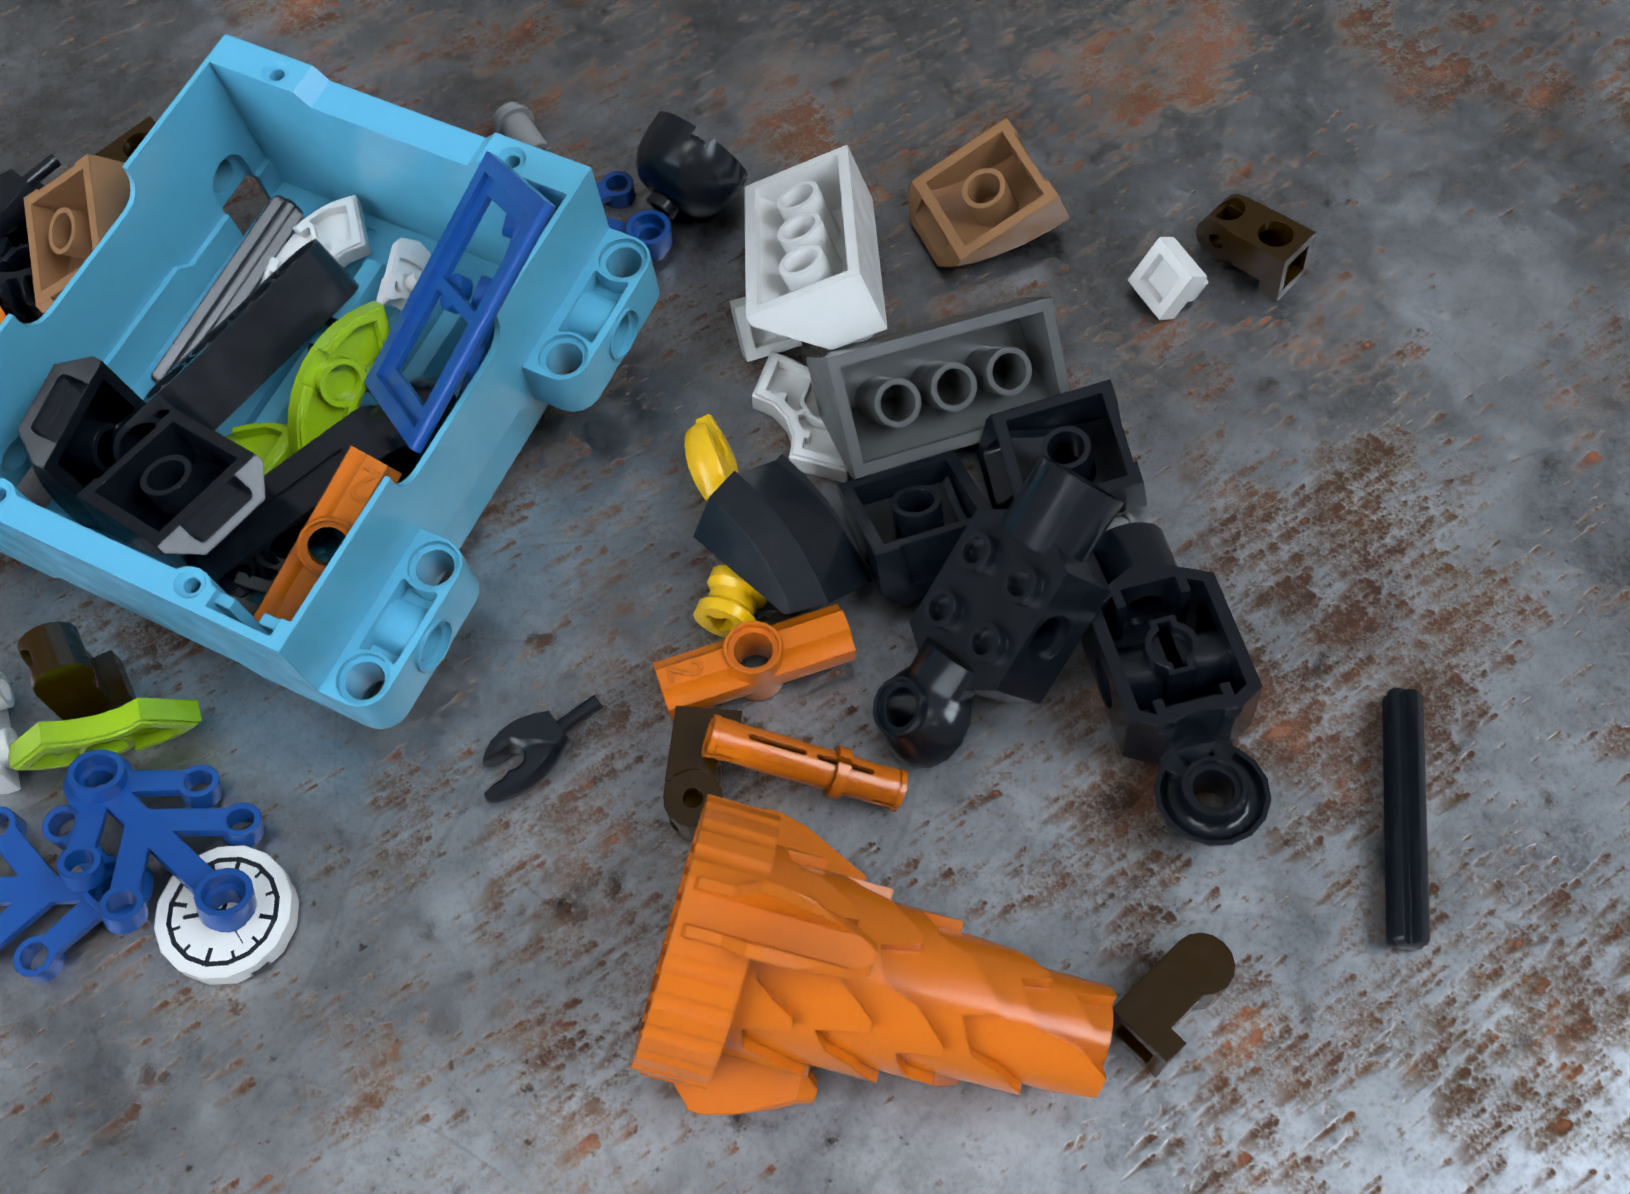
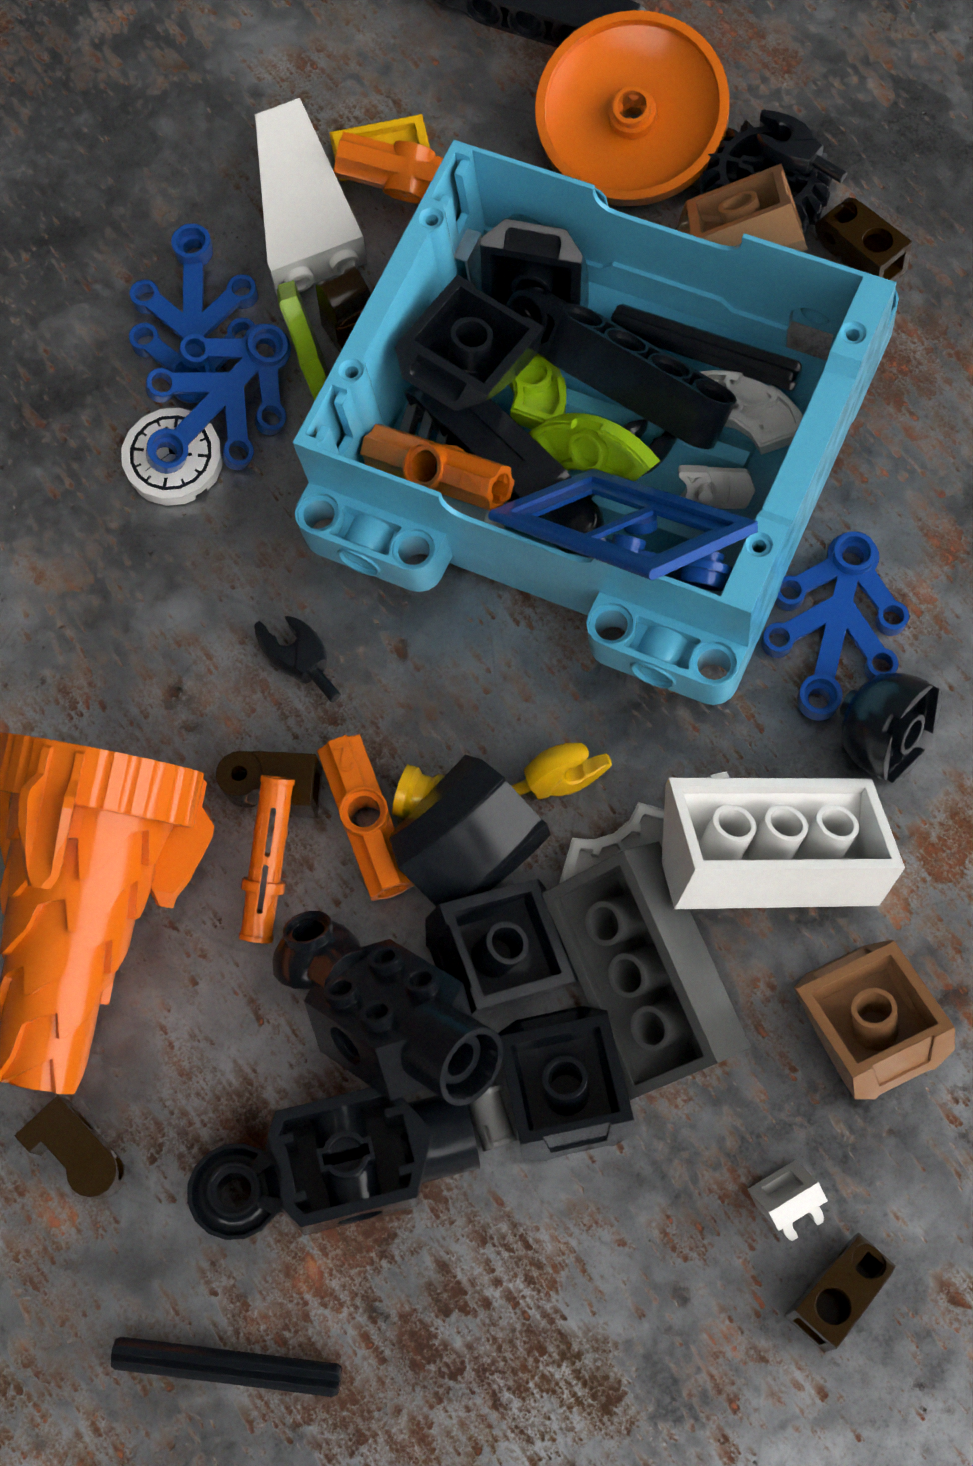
camera: 90 degrees right, 10 degrees up
(517, 123) = (947, 562): light grey pin -> none

